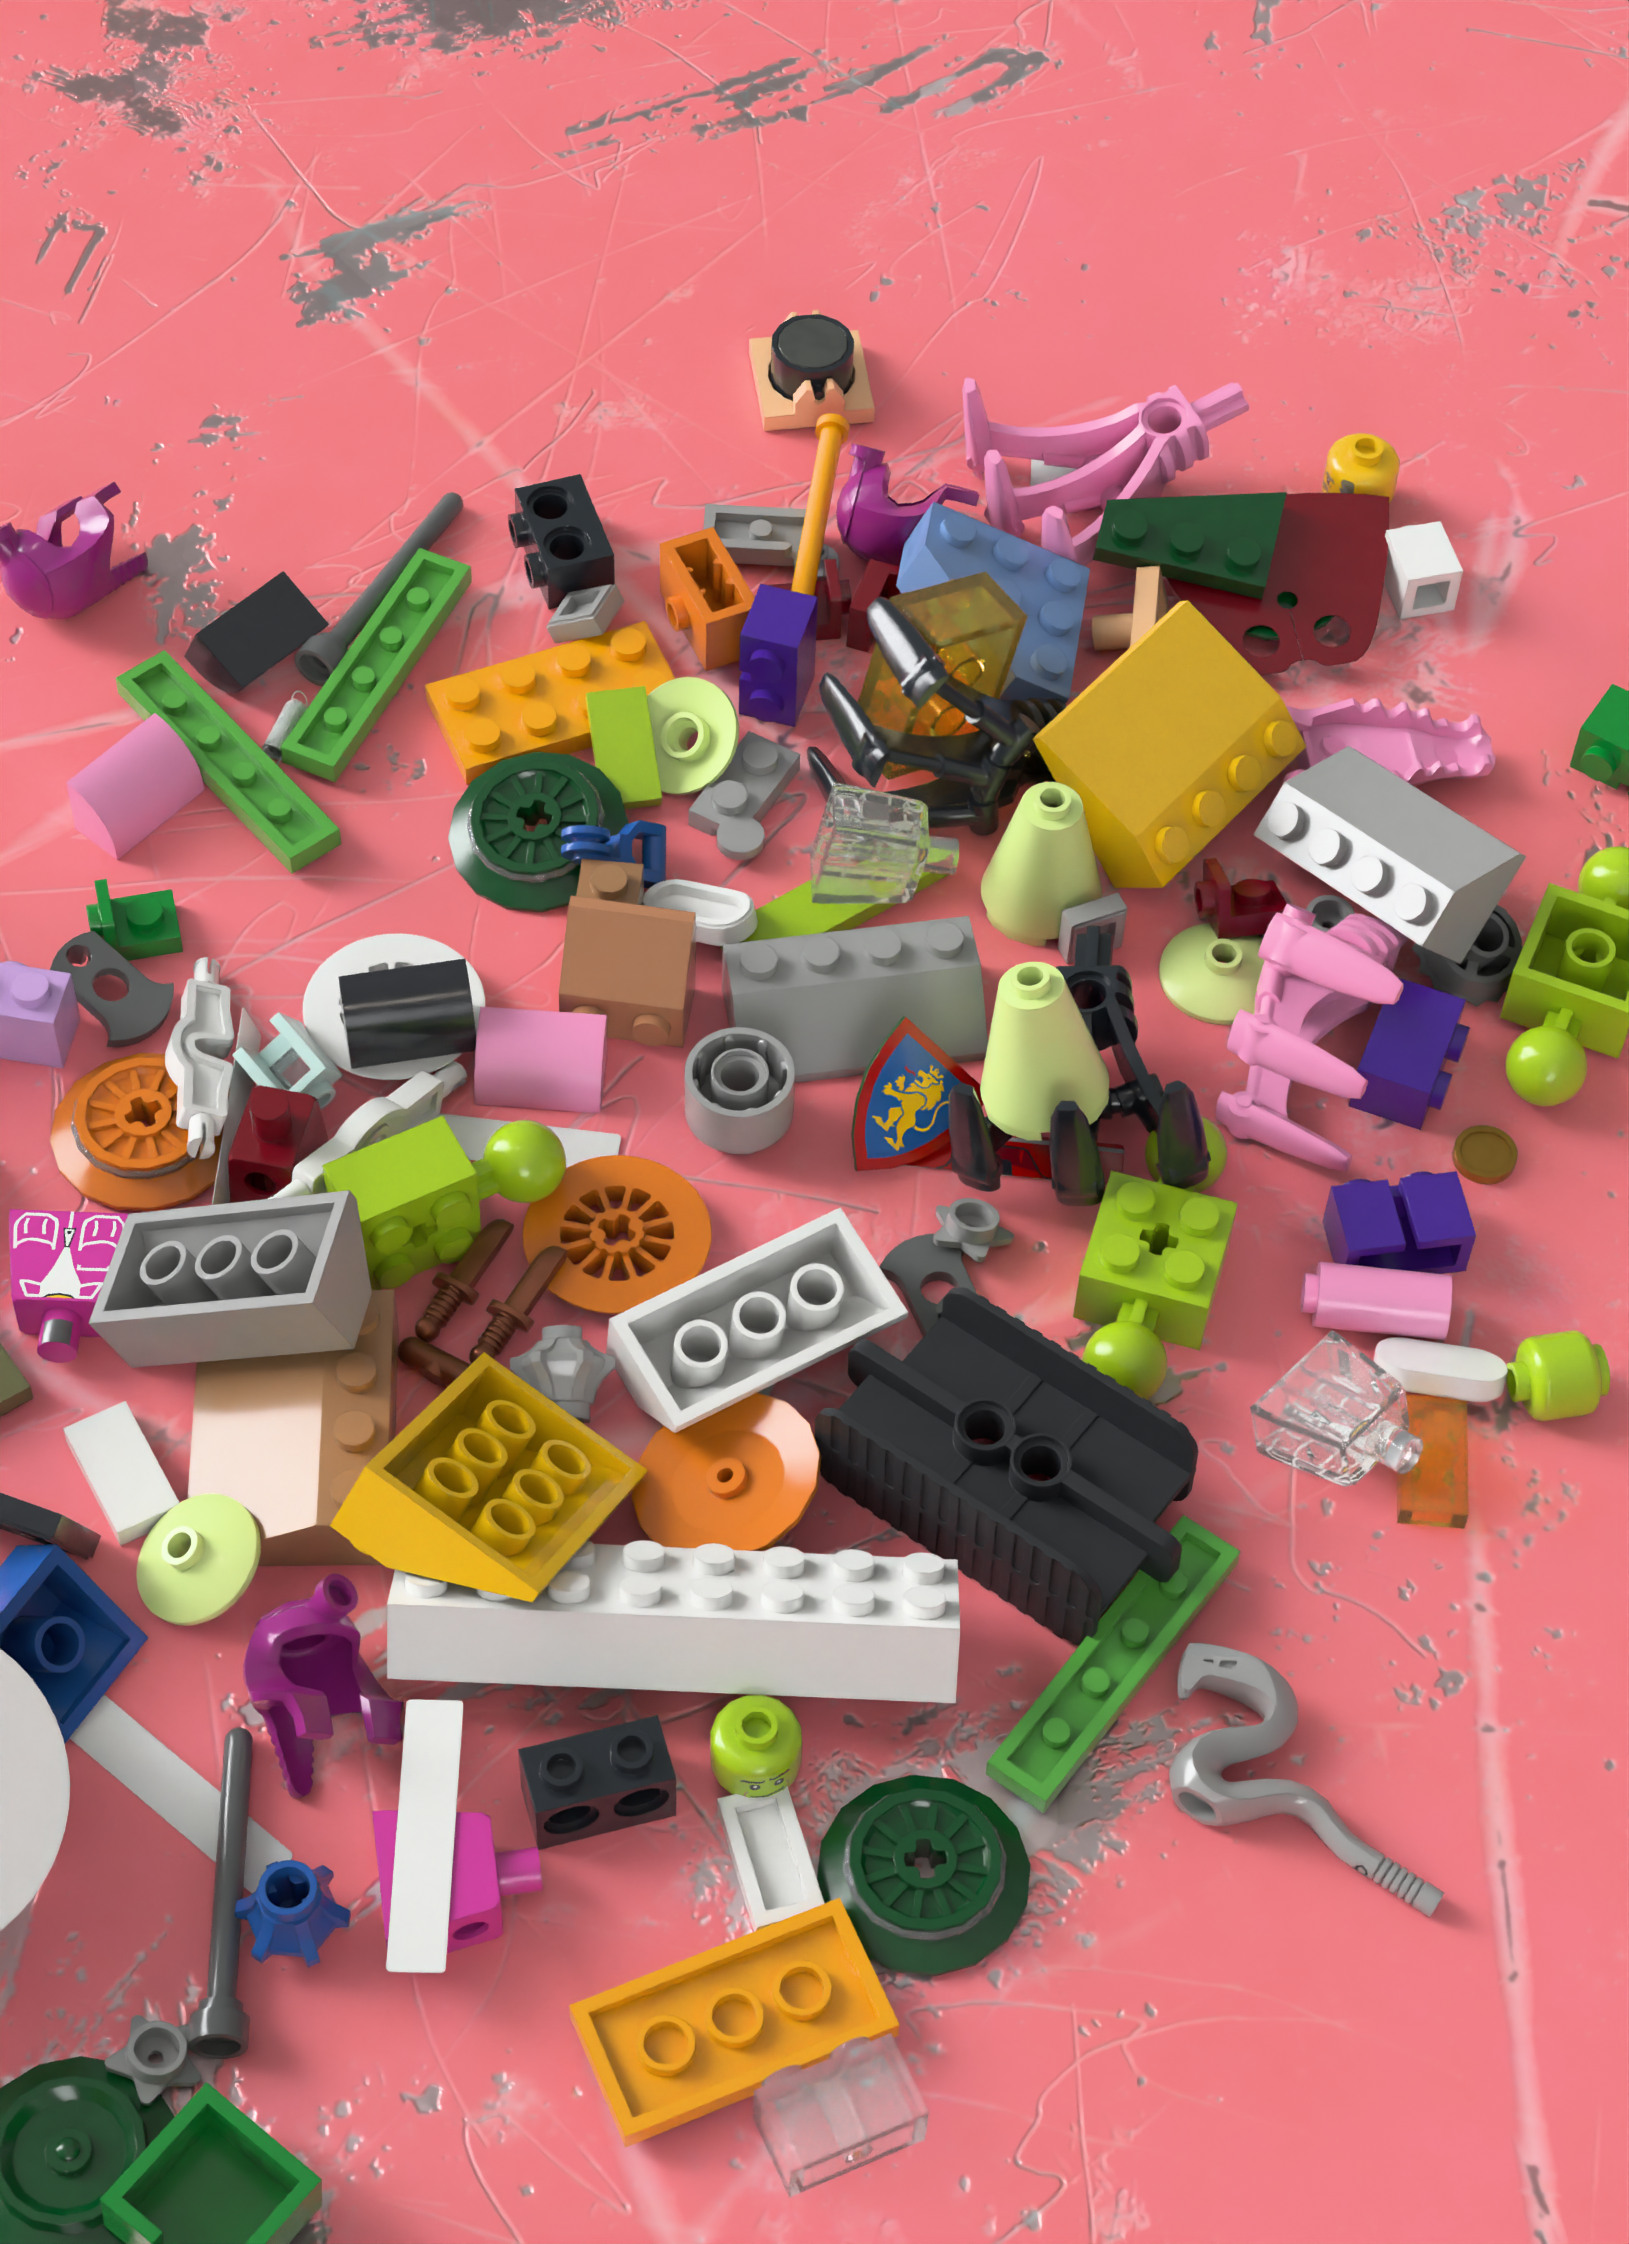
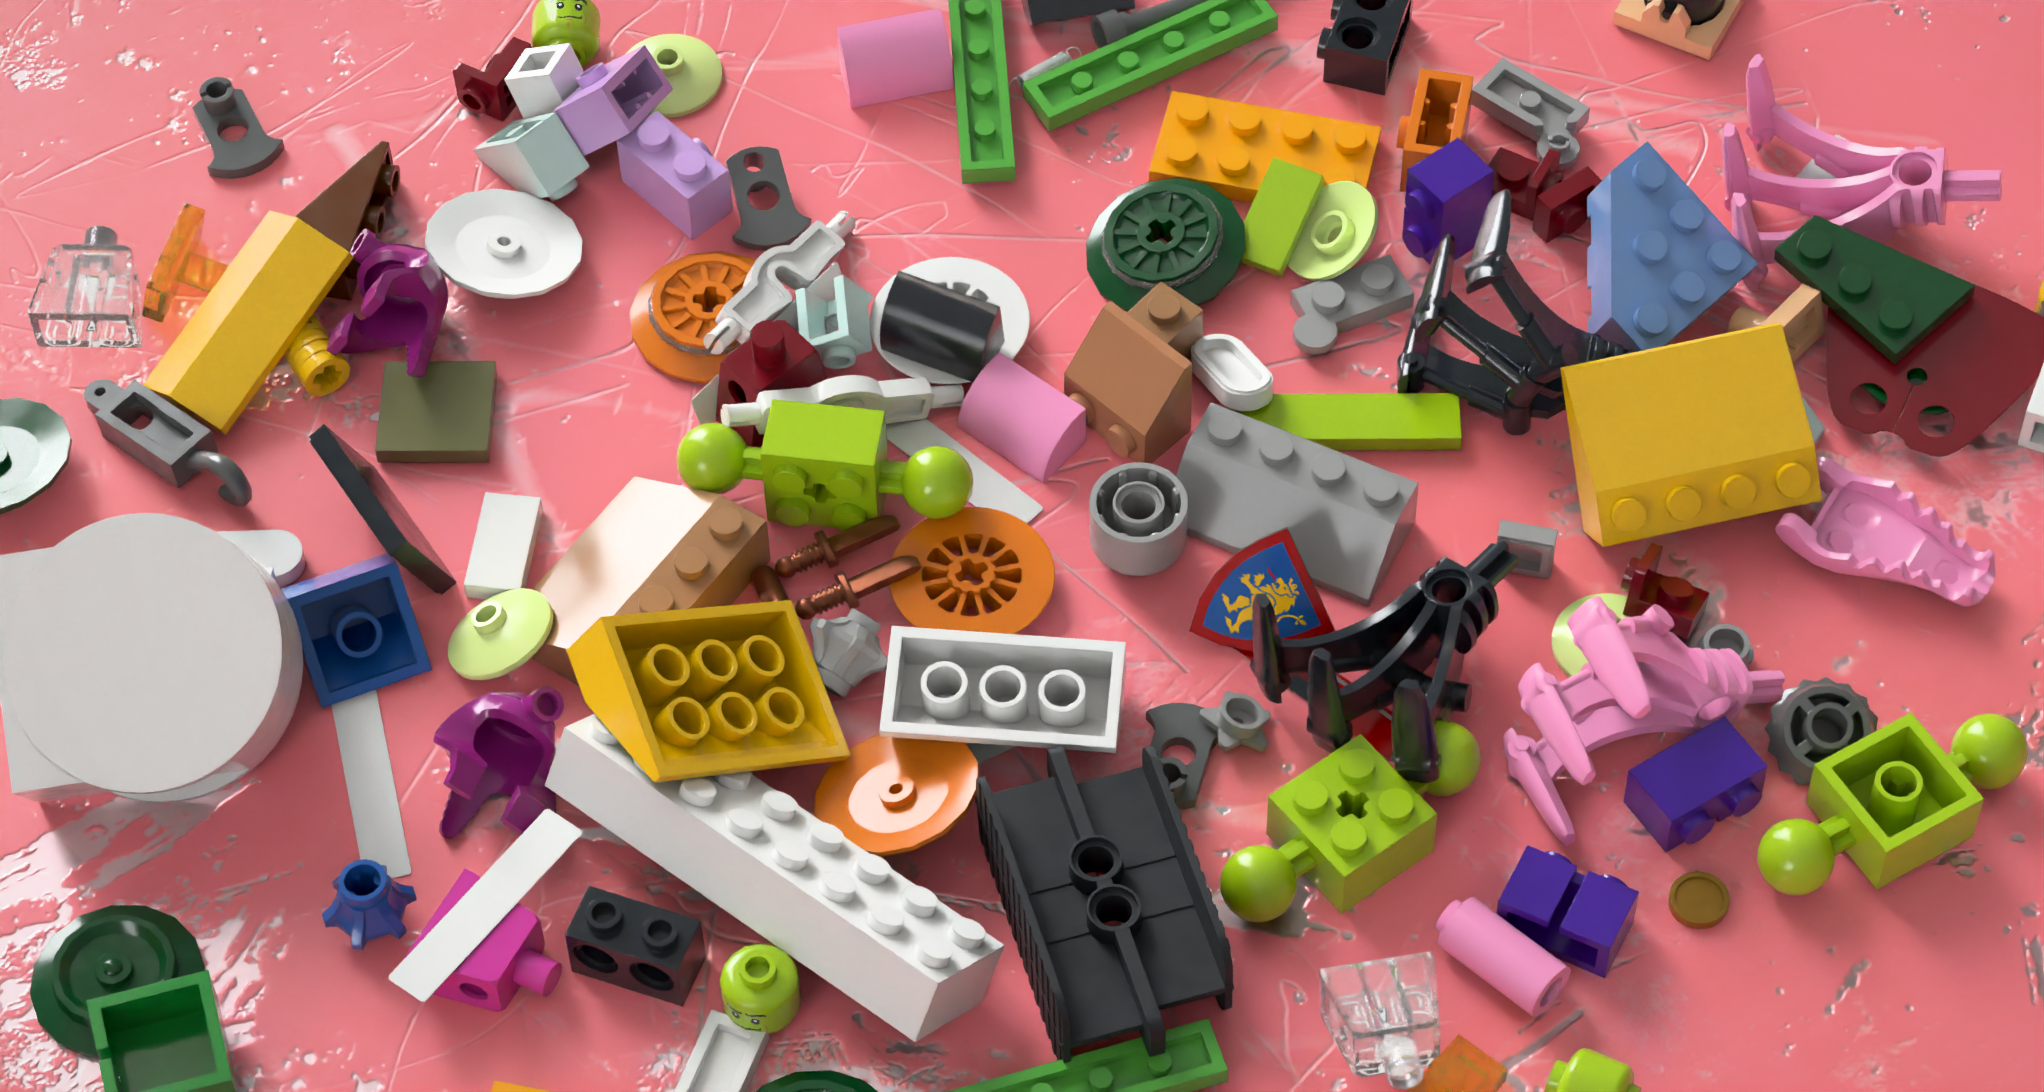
camera: 40 degrees right, 0 degrees up
(58, 1274) = (571, 388): dark pink torso -> none
(136, 924) = (817, 160): green bracket -> none
(149, 2039) = (212, 932): light grey plate -> none
(220, 2025) = (269, 949): dark grey piece -> none
(236, 1281) = (656, 450): light grey slope -> none
(585, 613) = (1337, 97): light grey tile -> none
(589, 841) = (1173, 275): blue piece -> none
(832, 432) = (1648, 50): light orange bar -> none
(874, 522) = (1628, 121): magenta piece -> none
(875, 848) = (1390, 392): clear torso -> none
(976, 635) = (1565, 257): clear yellow brick -> none
(1039, 1054) = (1354, 609): yellowish green cone -> none
(1041, 866) = (1519, 476): yellowish green cone -> none
(1392, 850) = (1795, 615): light grey slope -> none
(1442, 1369) = (1505, 1034): white tile -> none

